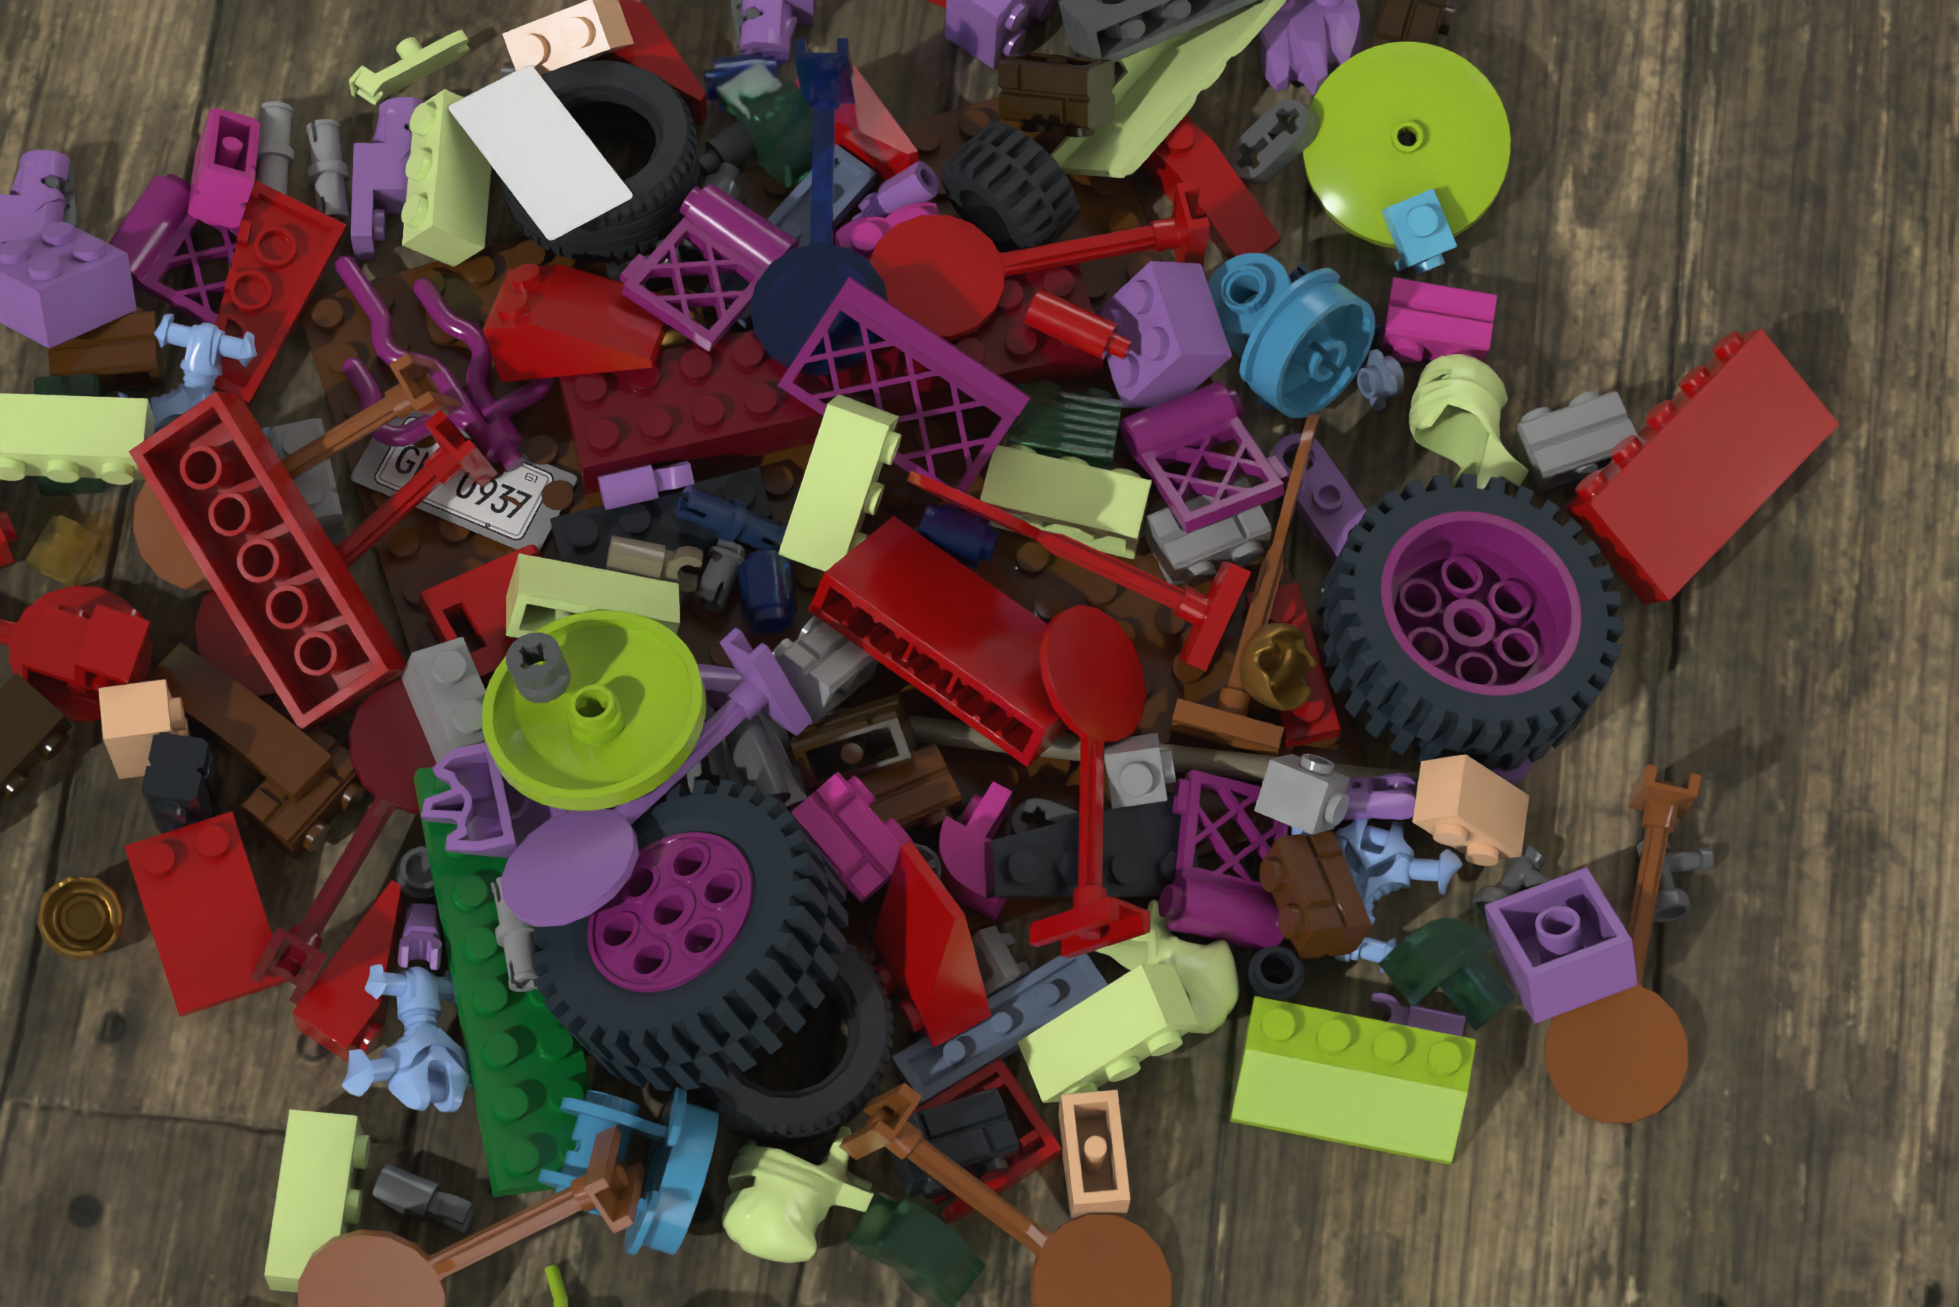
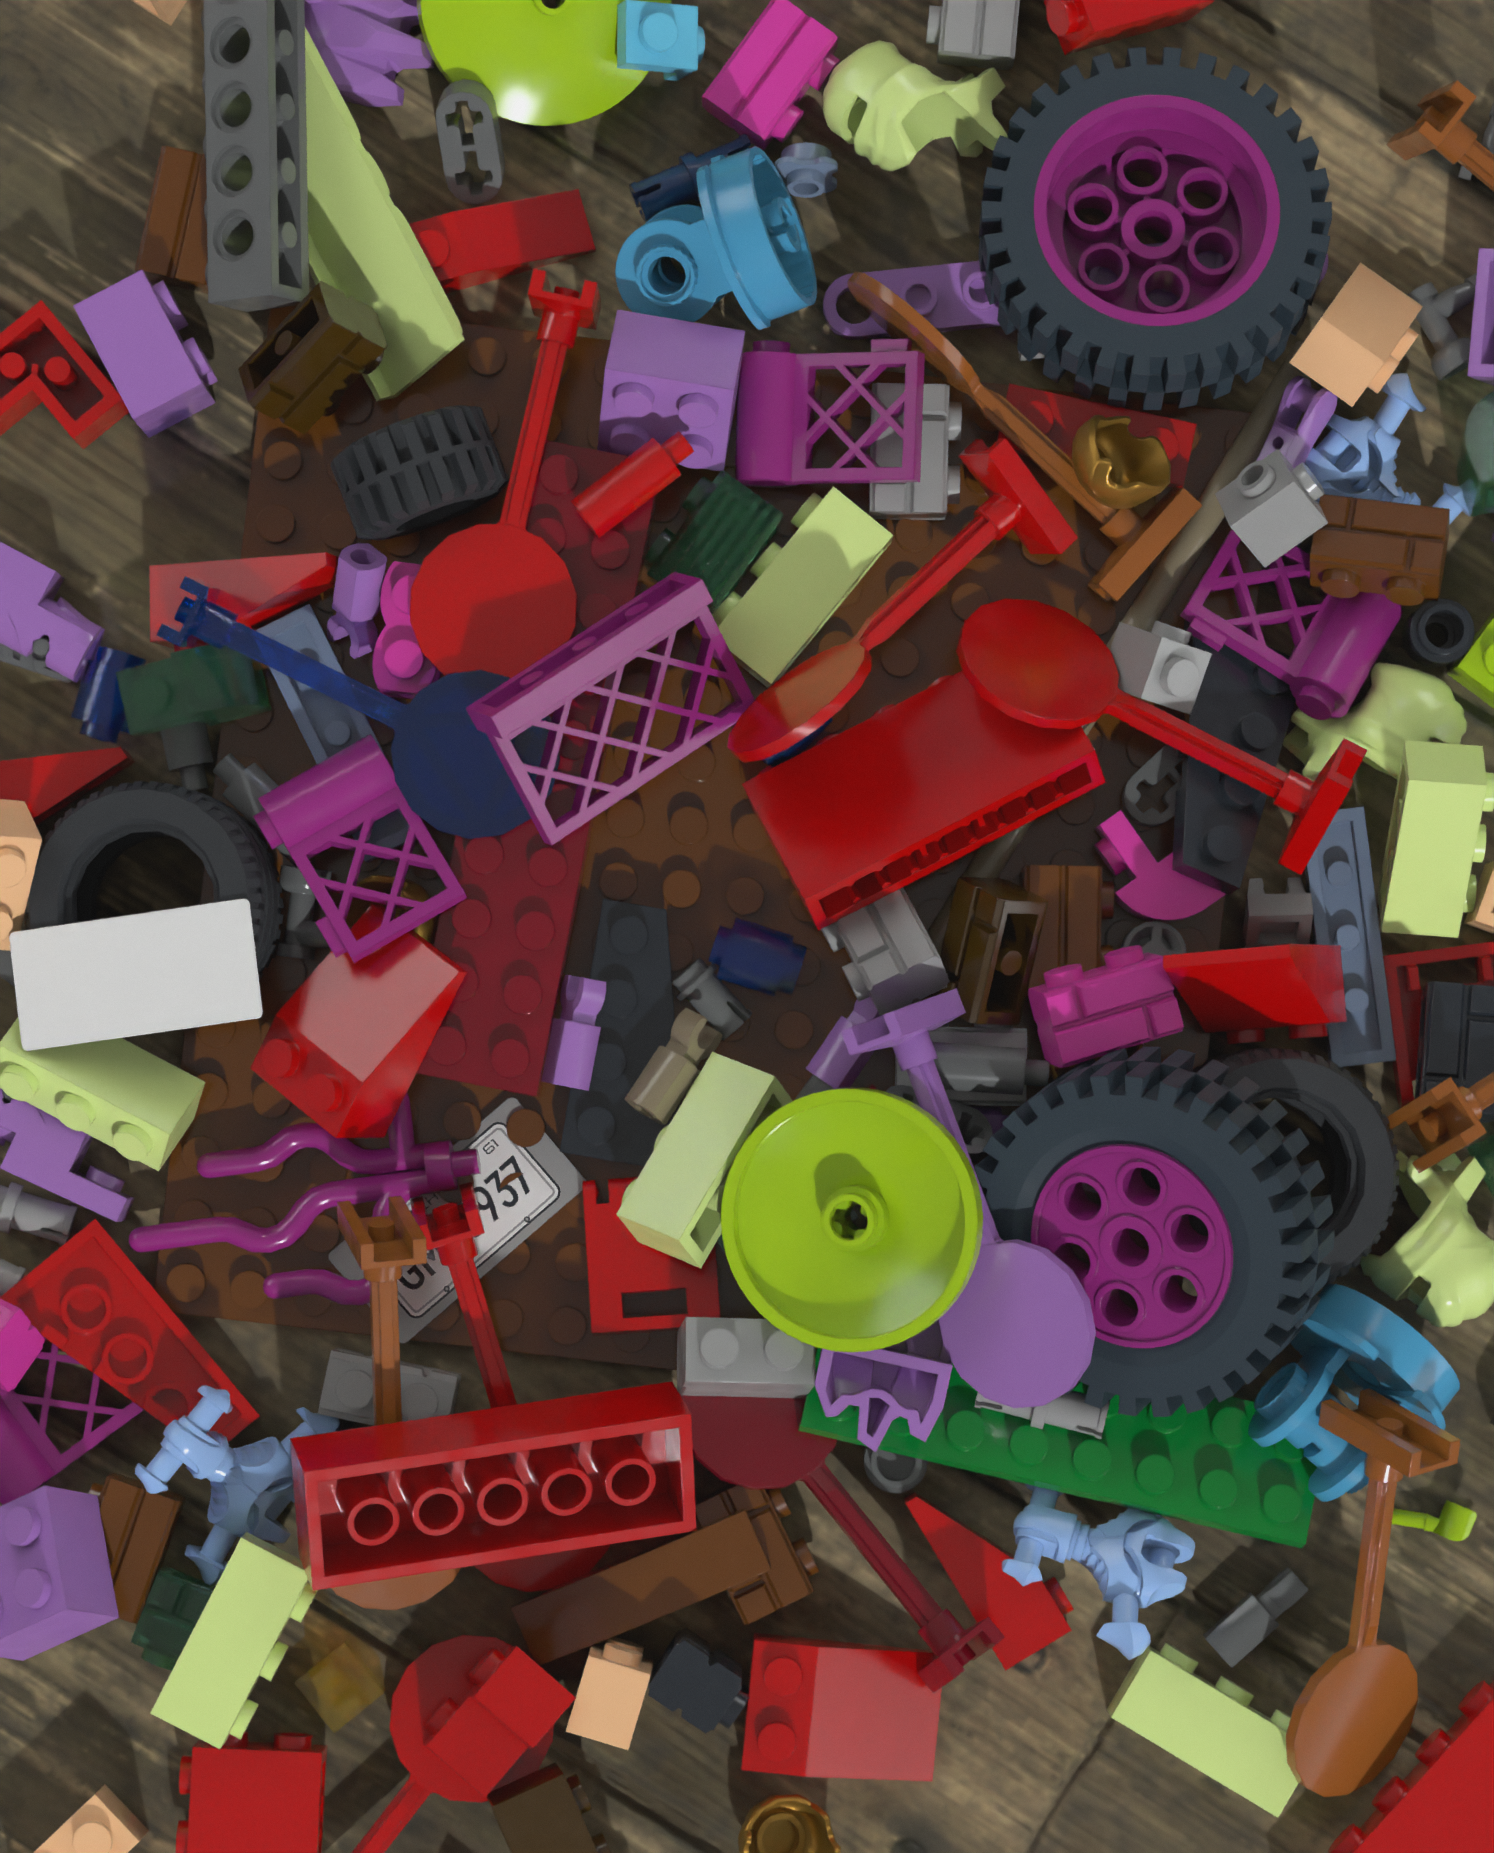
camera: 60 degrees left, 20 degrees up
(421, 936) = (979, 1498): medium lavender bar -> none
(536, 681) = (796, 1253): dark grey wheel -> none
(730, 519) = (664, 961): dark blue pin -> none
(840, 483) = (691, 826): yellowish green brick -> none

